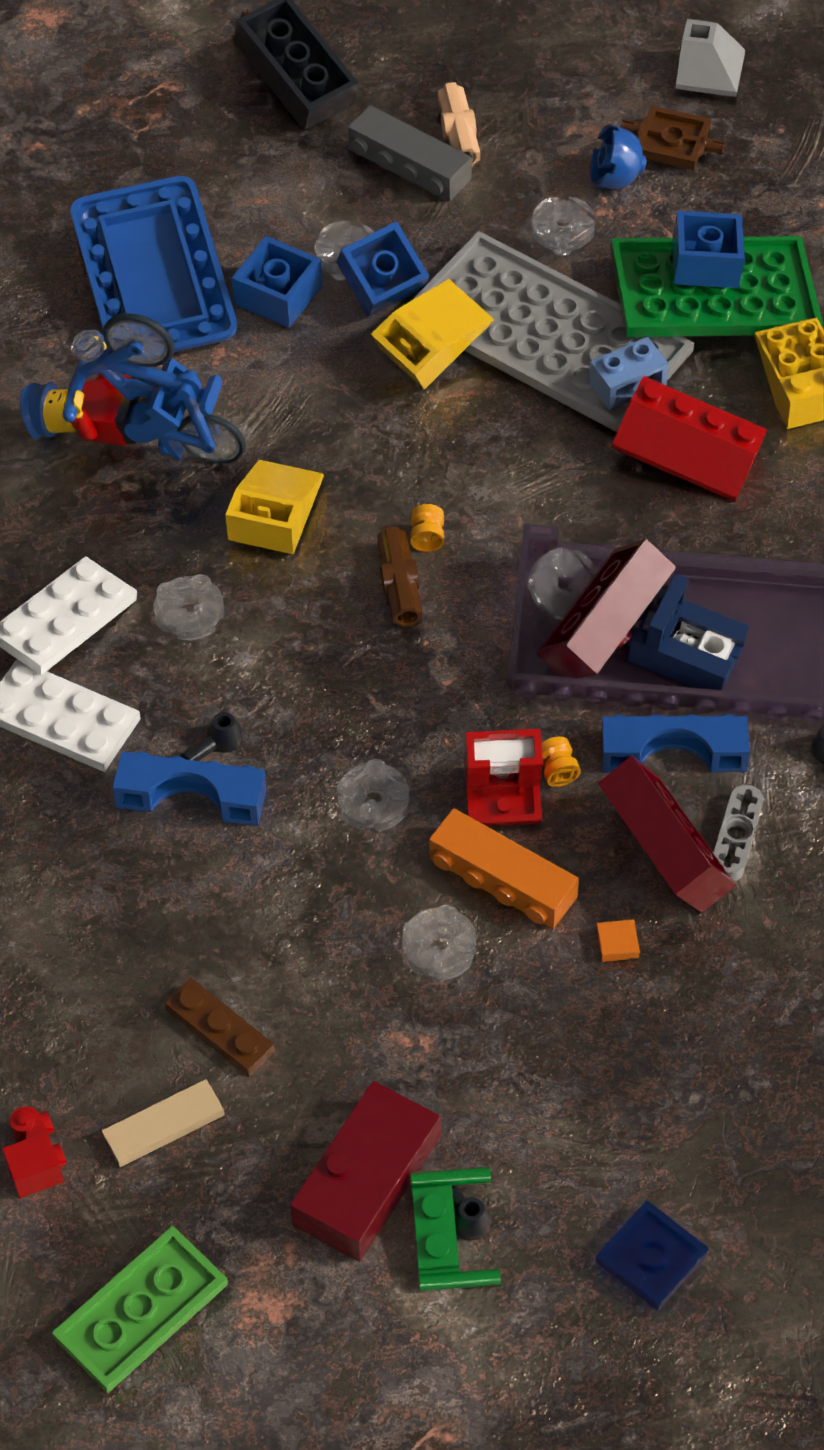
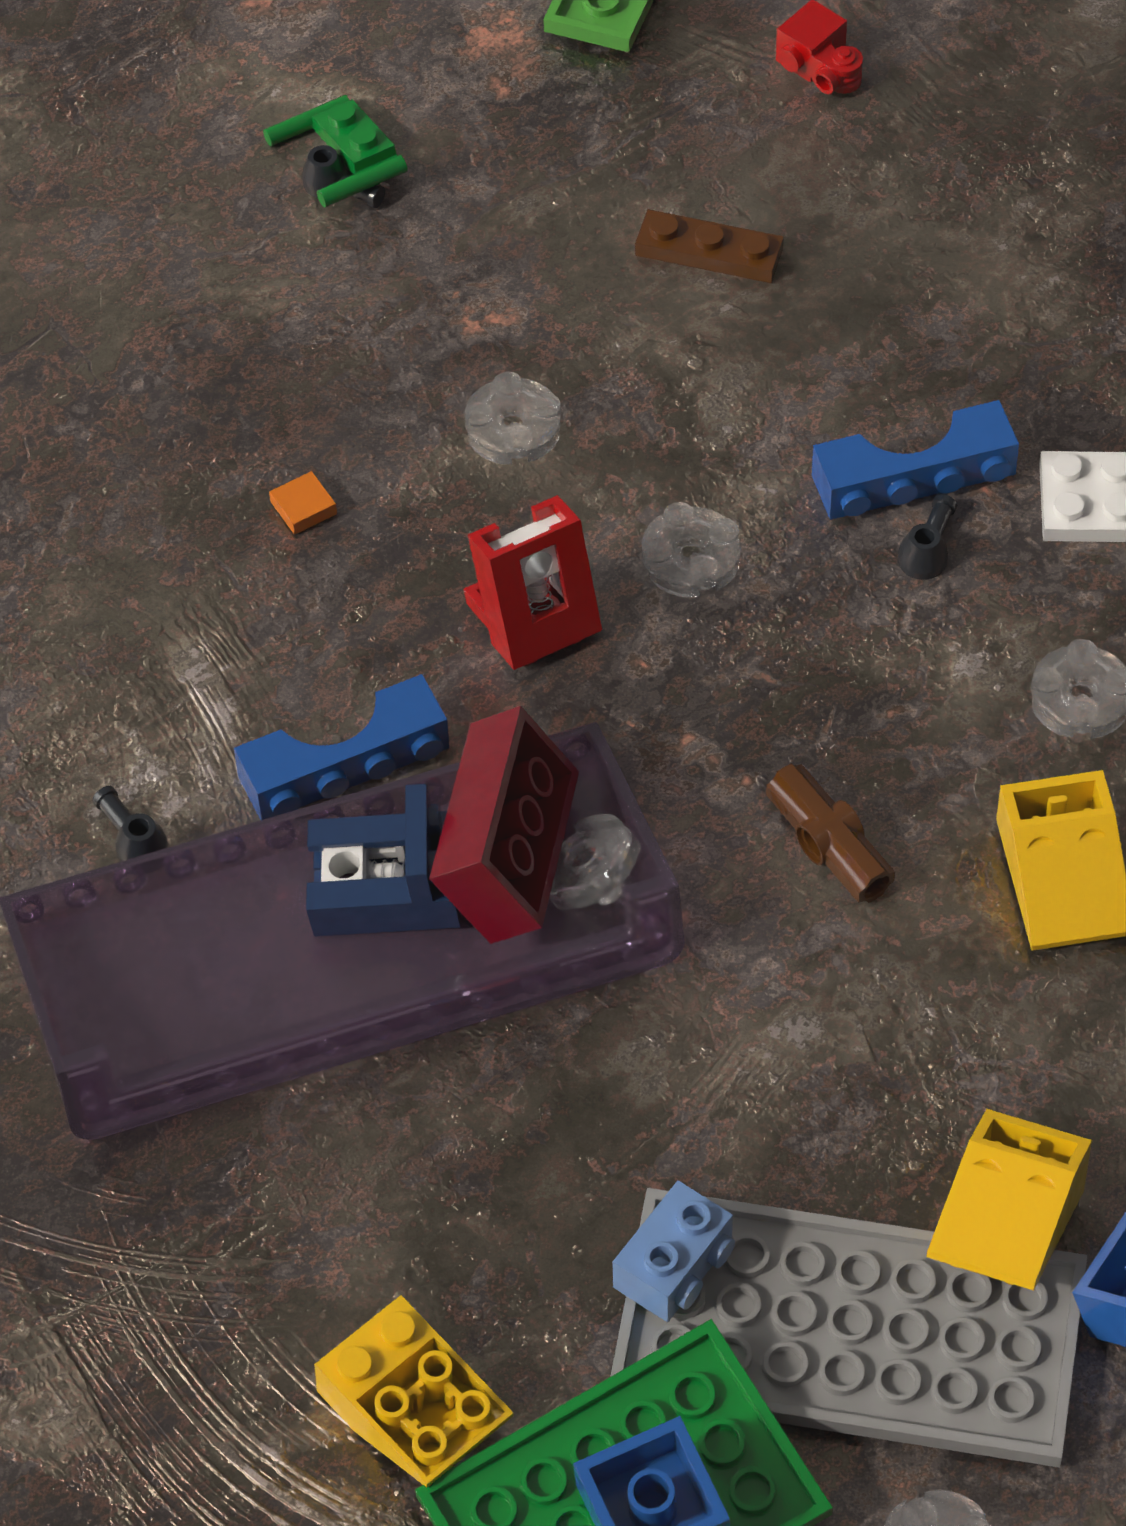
camera: 155 degrees right, 0 degrees up
(163, 1123) = (706, 137): tan tile -> none
(365, 1170) = (456, 159): dark red brick -> none
(426, 522) = (836, 919): light orange wheel -> none
(503, 868) = (444, 508): orange brick -> none
(559, 765) = (477, 664): light orange wheel -> none
(652, 1255) = (112, 204): clear blue plate -> none
(667, 834) = (291, 596): dark red brick -> none
(689, 438) = (530, 1200): red slope -> none
(735, 819) = (204, 698): light grey beam -> none

